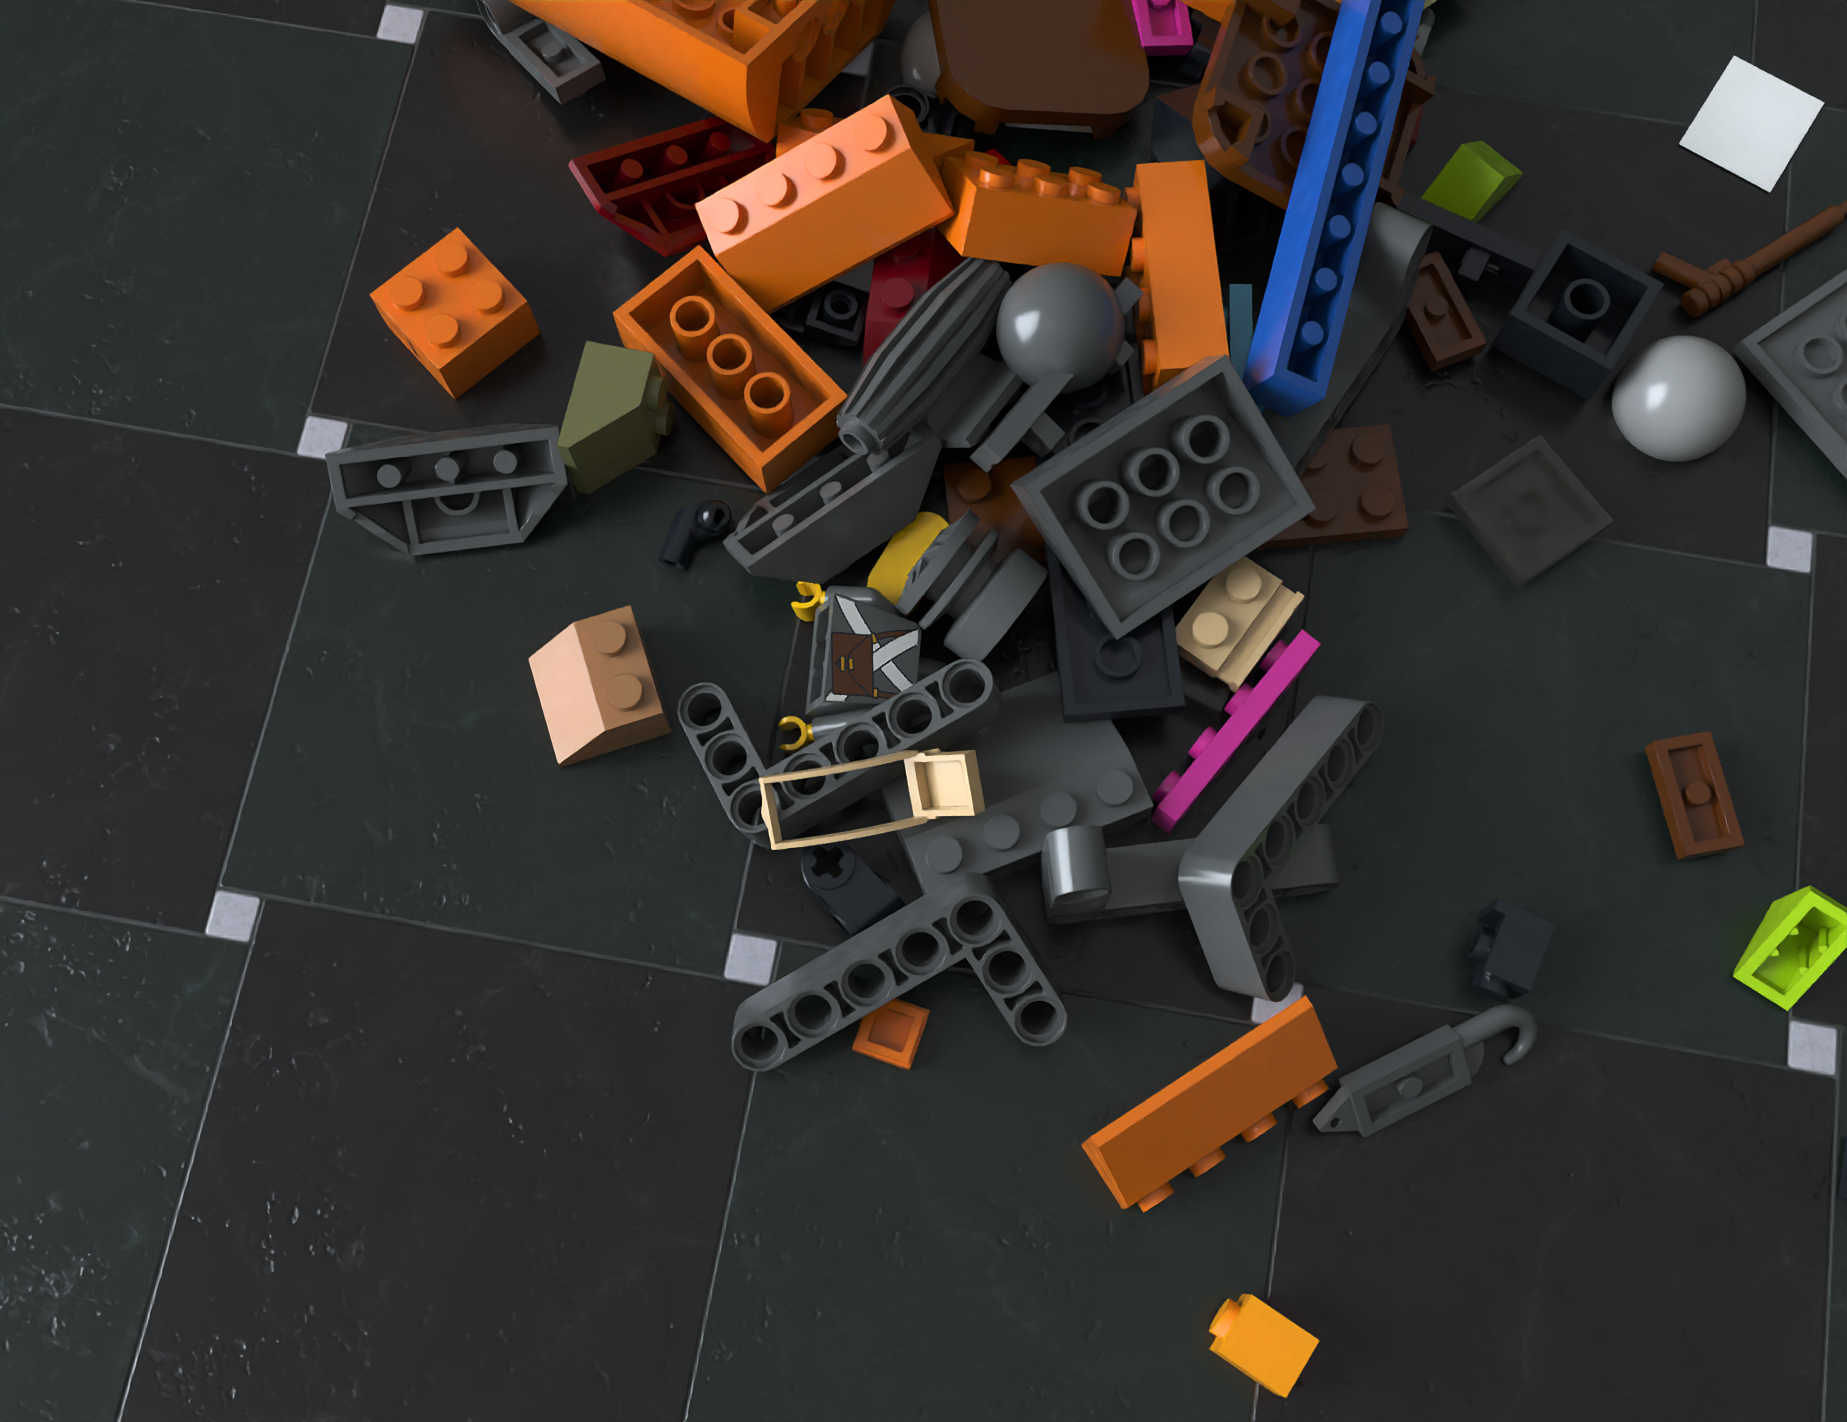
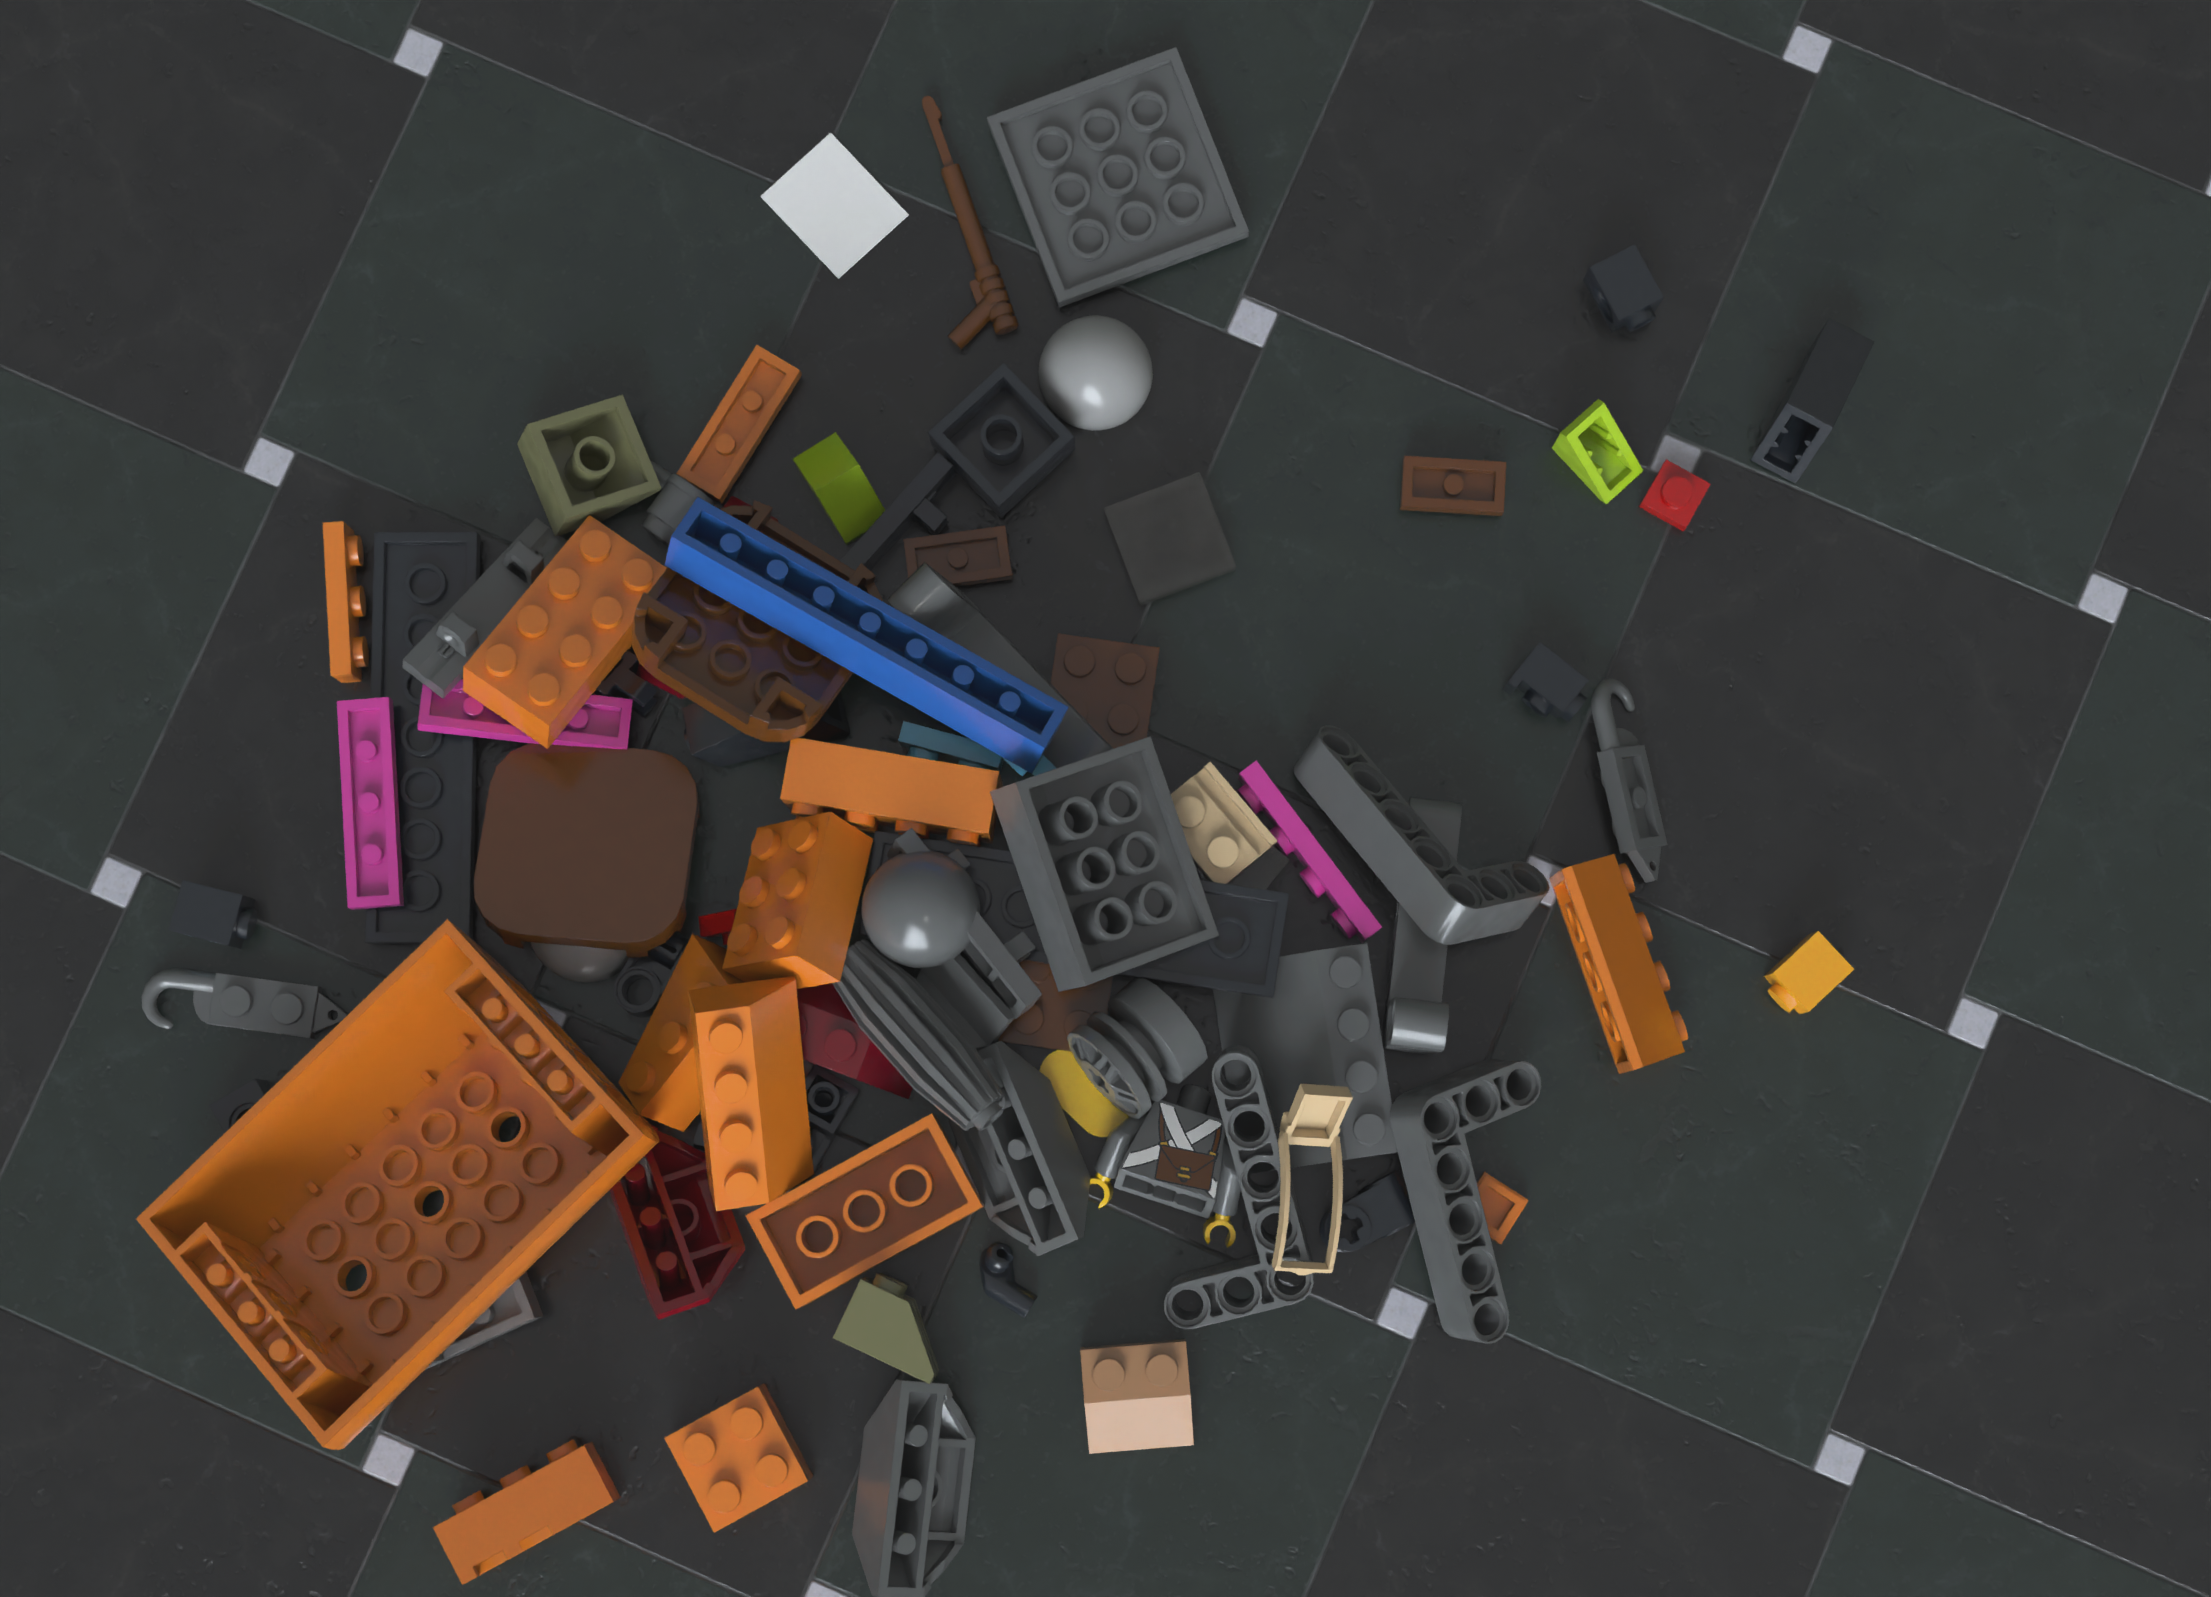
camera: 75 degrees left, 10 degrees up
(361, 128) = (525, 1510): none -> orange wedge
(1504, 81) = (739, 423): none -> orange plate
(1773, 1053) = (1674, 495): none -> red plate

